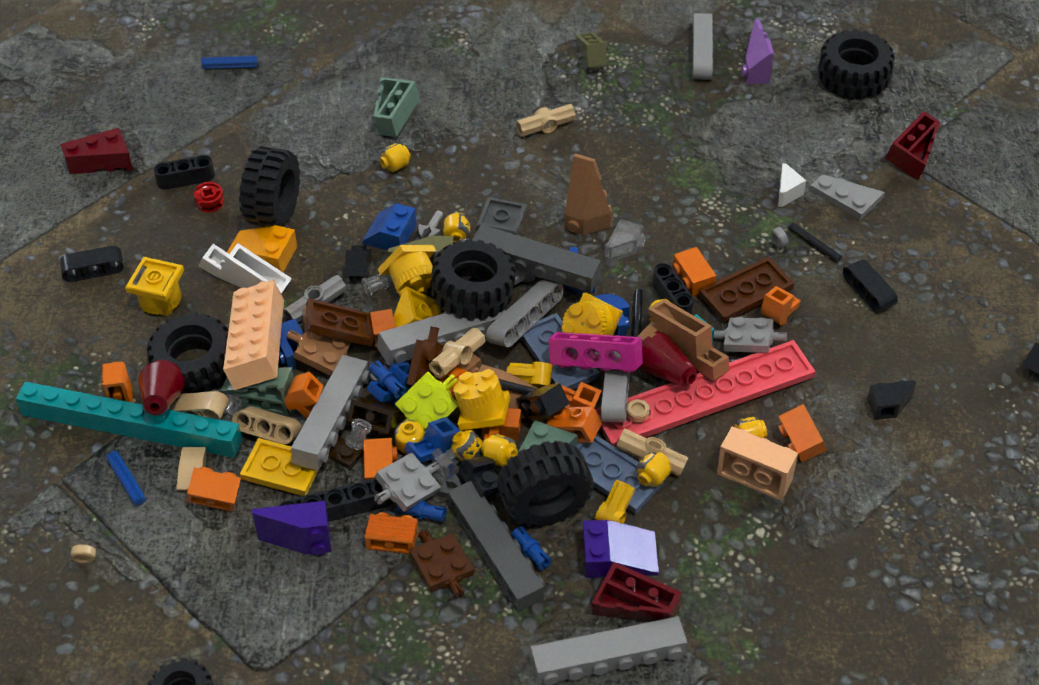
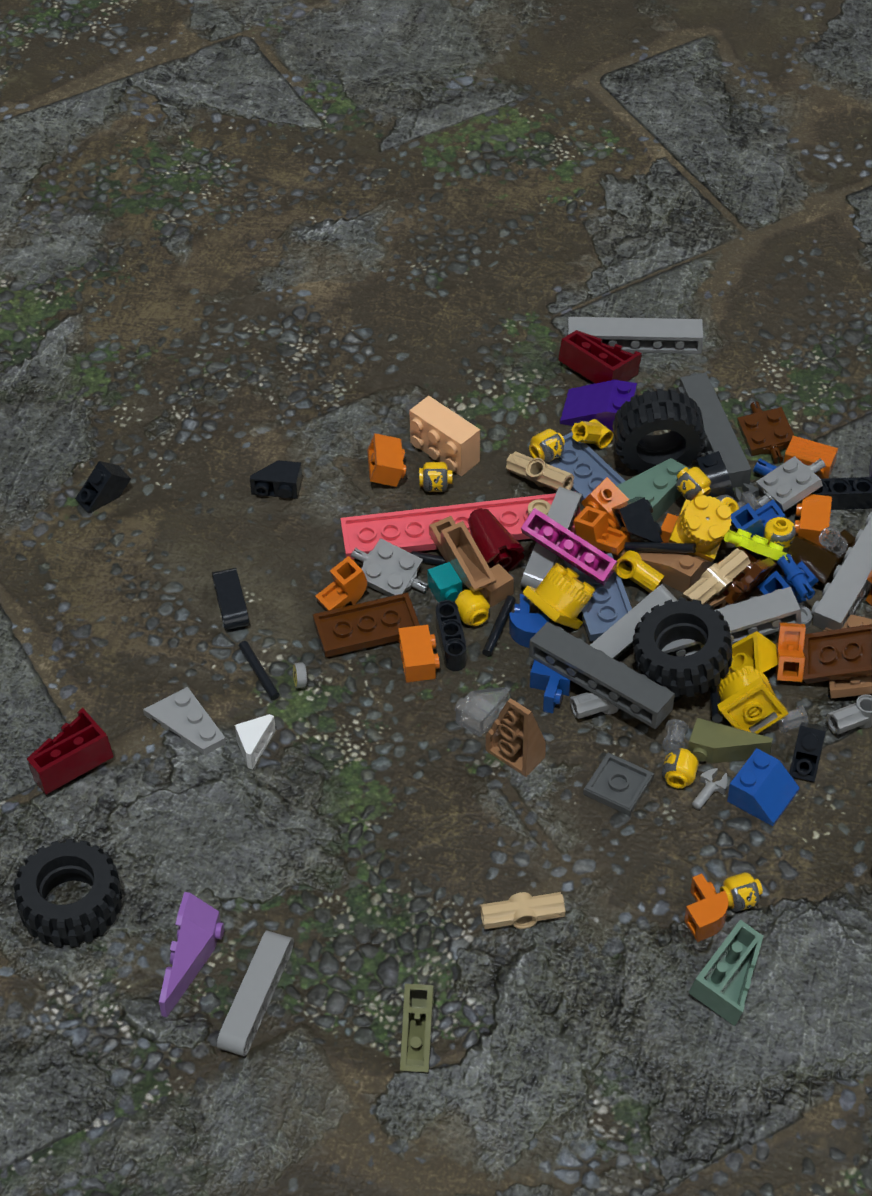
camera: 165 degrees left, 0 degrees up
(418, 140) = (709, 911): none -> orange brick

